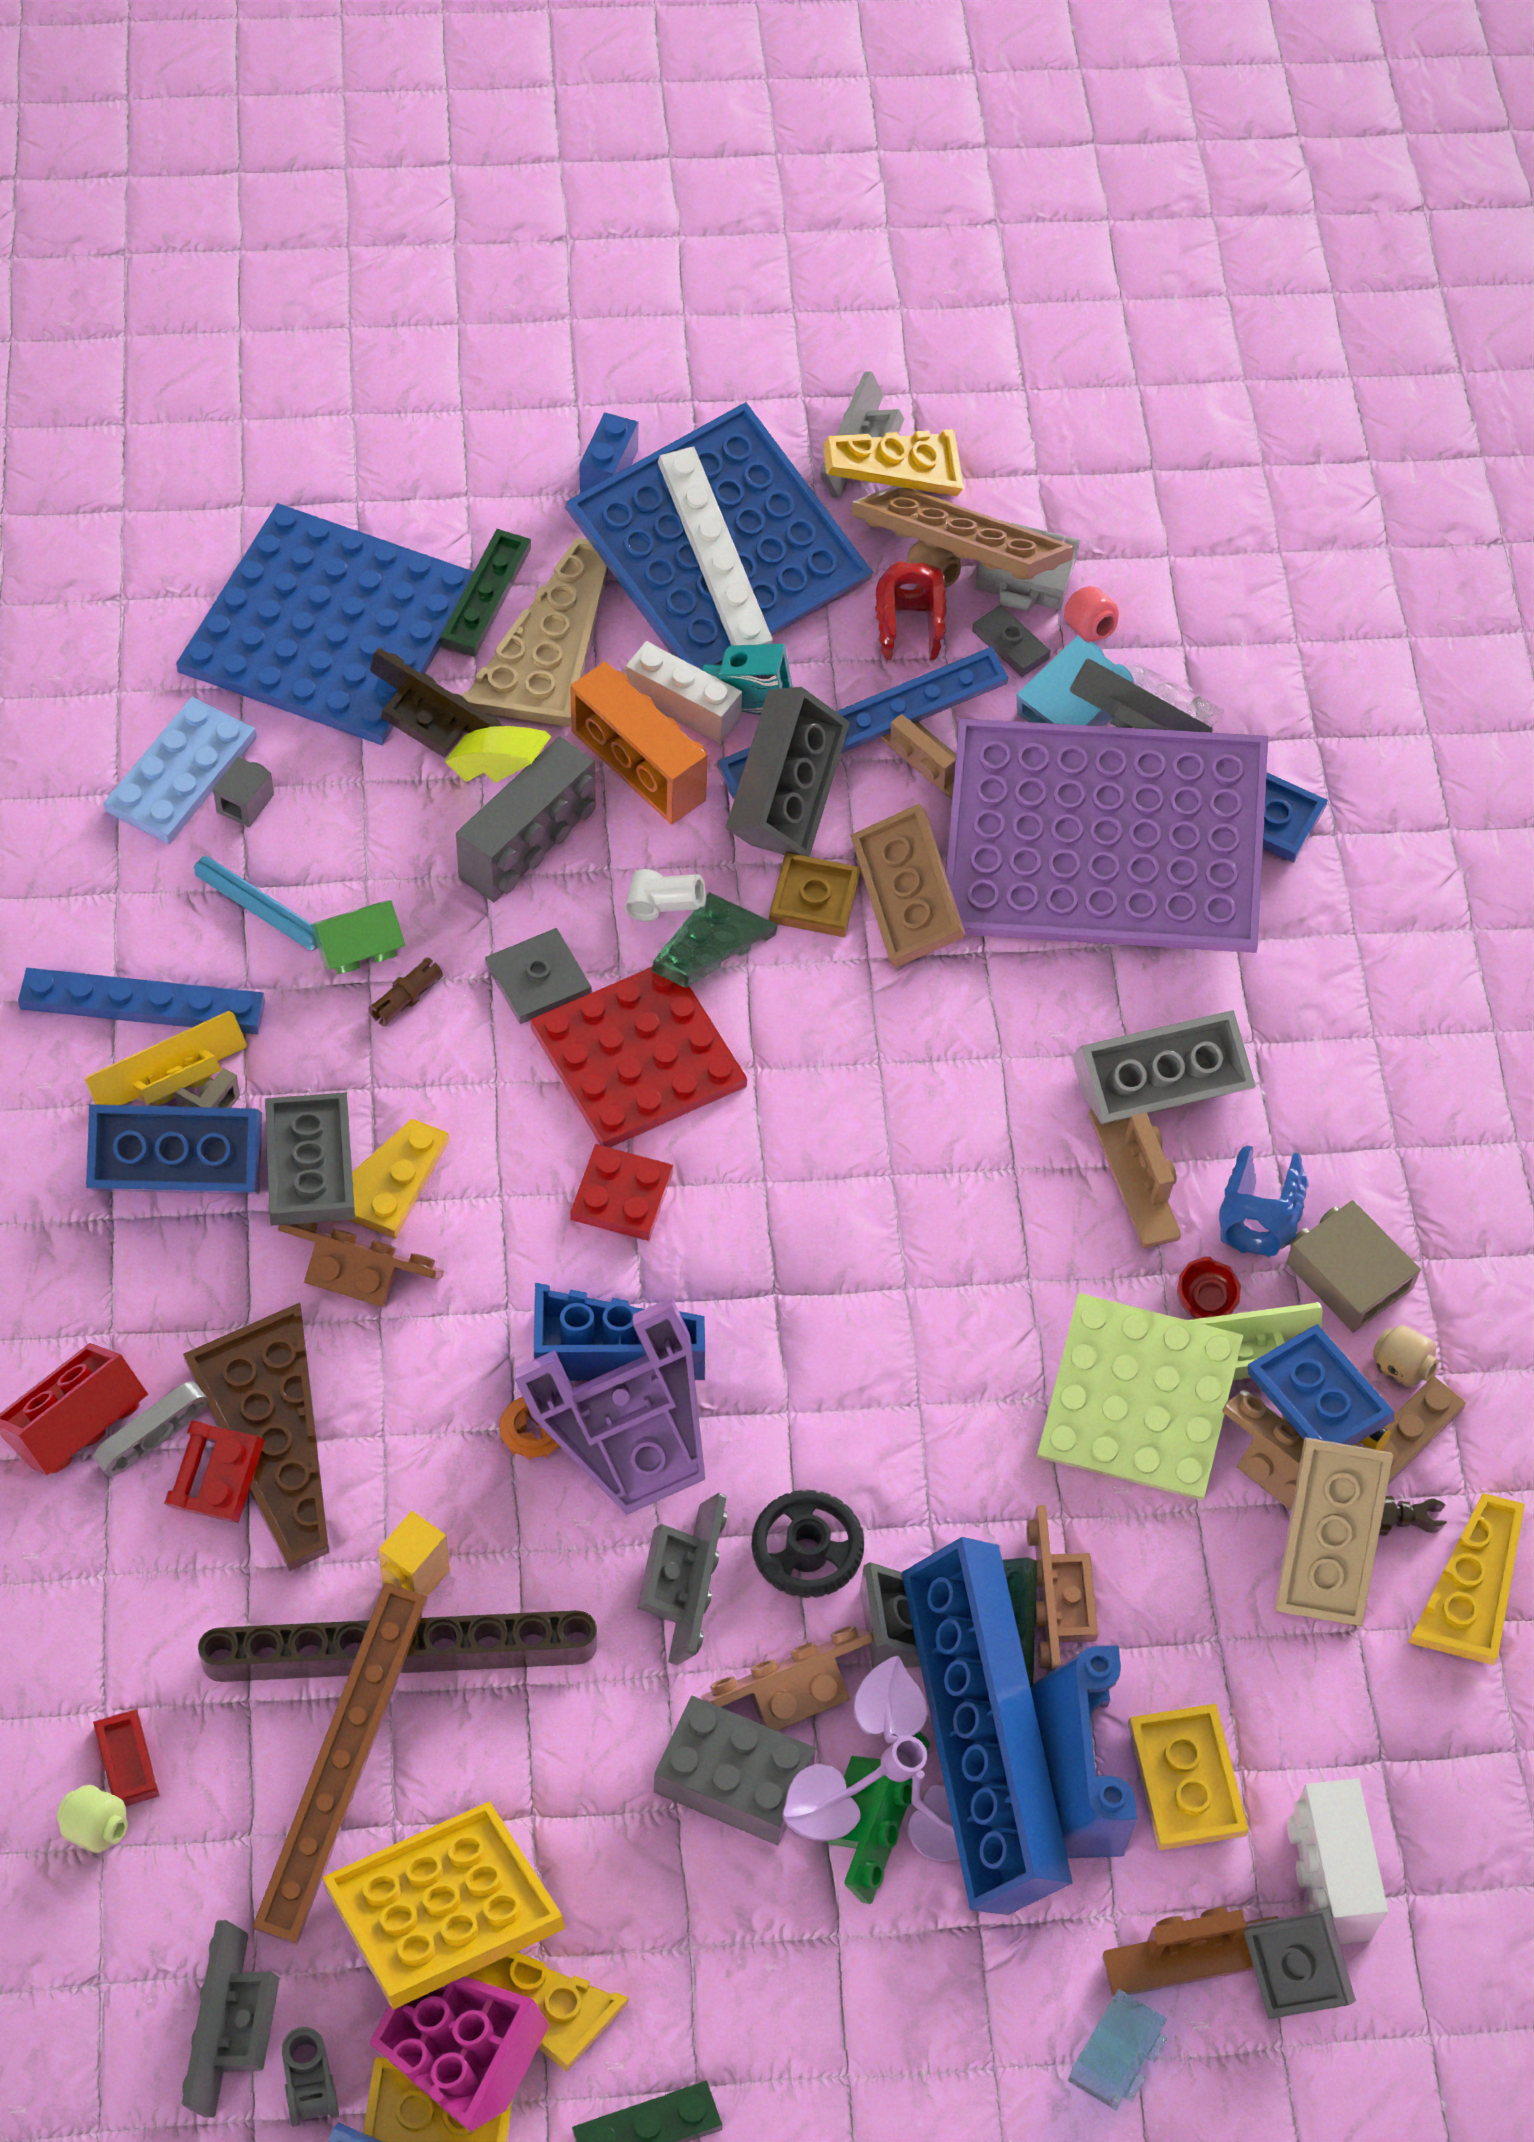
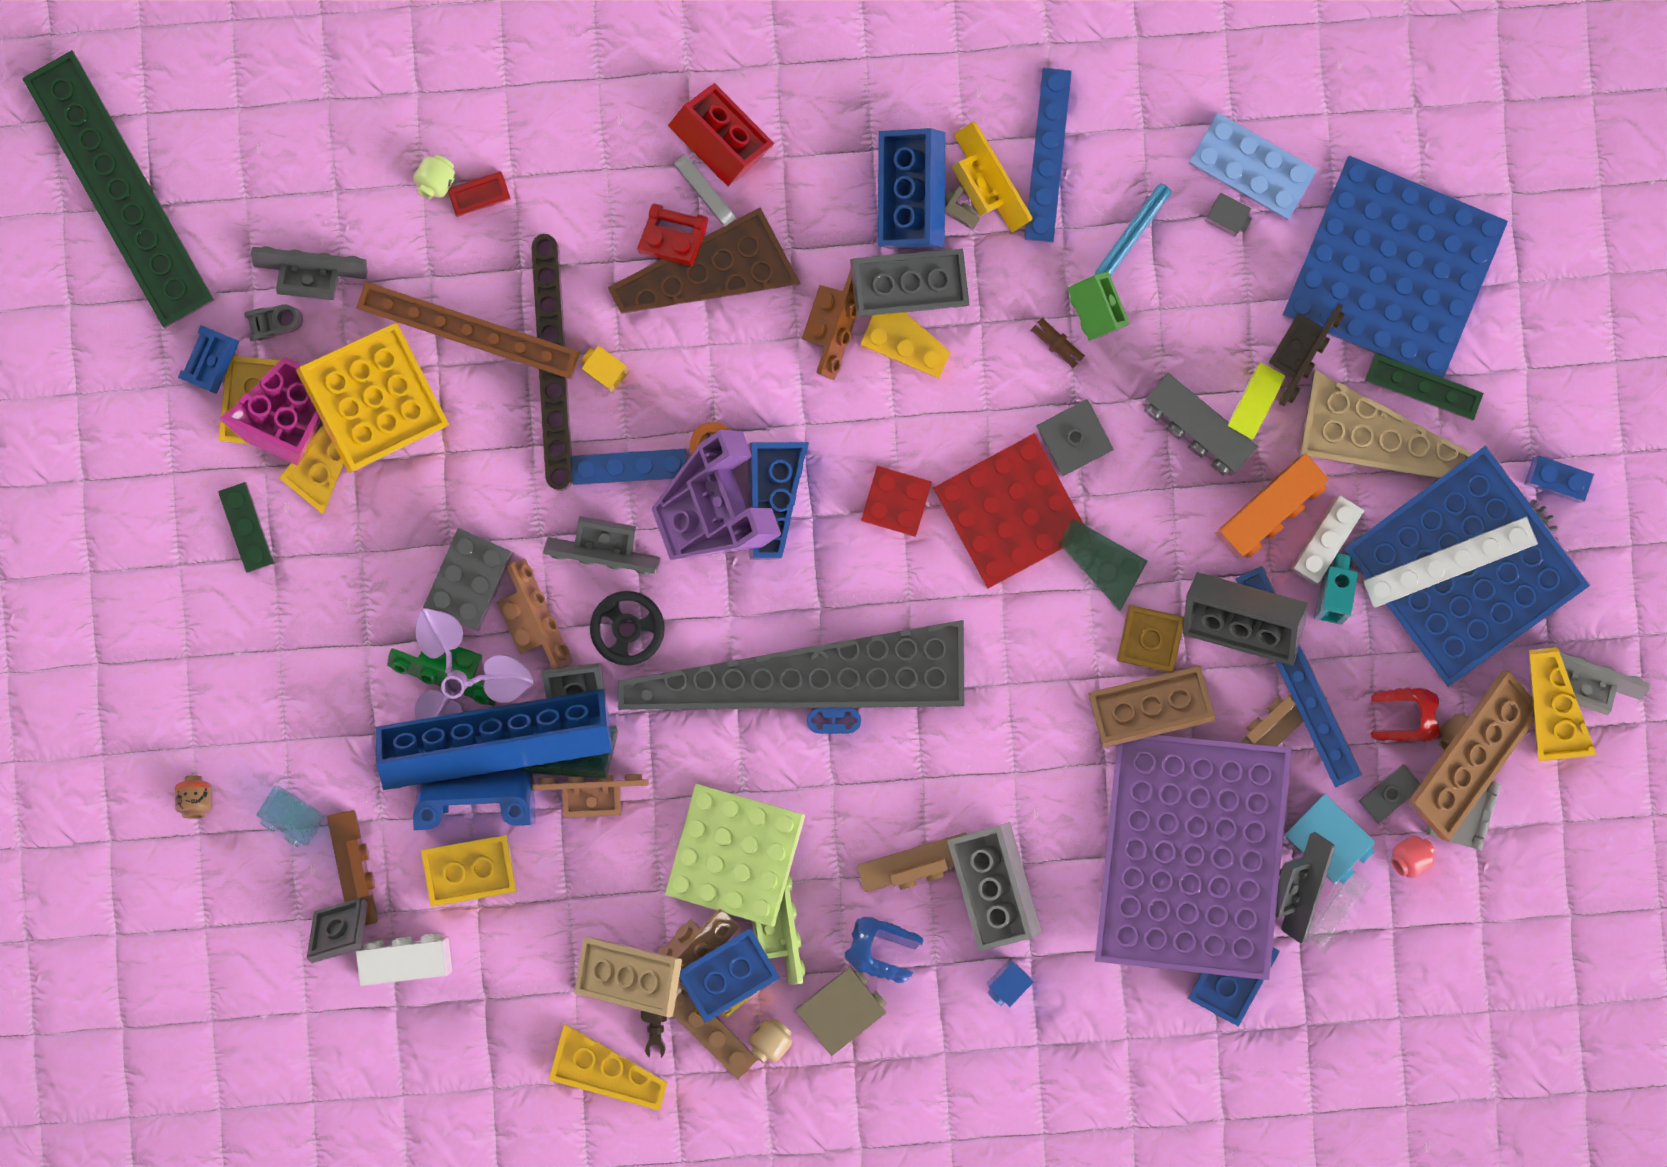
camera: 95 degrees right, 30 degrees up
(562, 1536) = (627, 466): none -> blue plate
(654, 893) = (1141, 521): white piece -> none
(866, 1224) = (874, 671): none -> dark grey wing
(929, 1274) = (833, 728): none -> blue beam
(1208, 1288) = (817, 907): red hair -> none
(1296, 1049) = (1008, 983): none -> blue brick

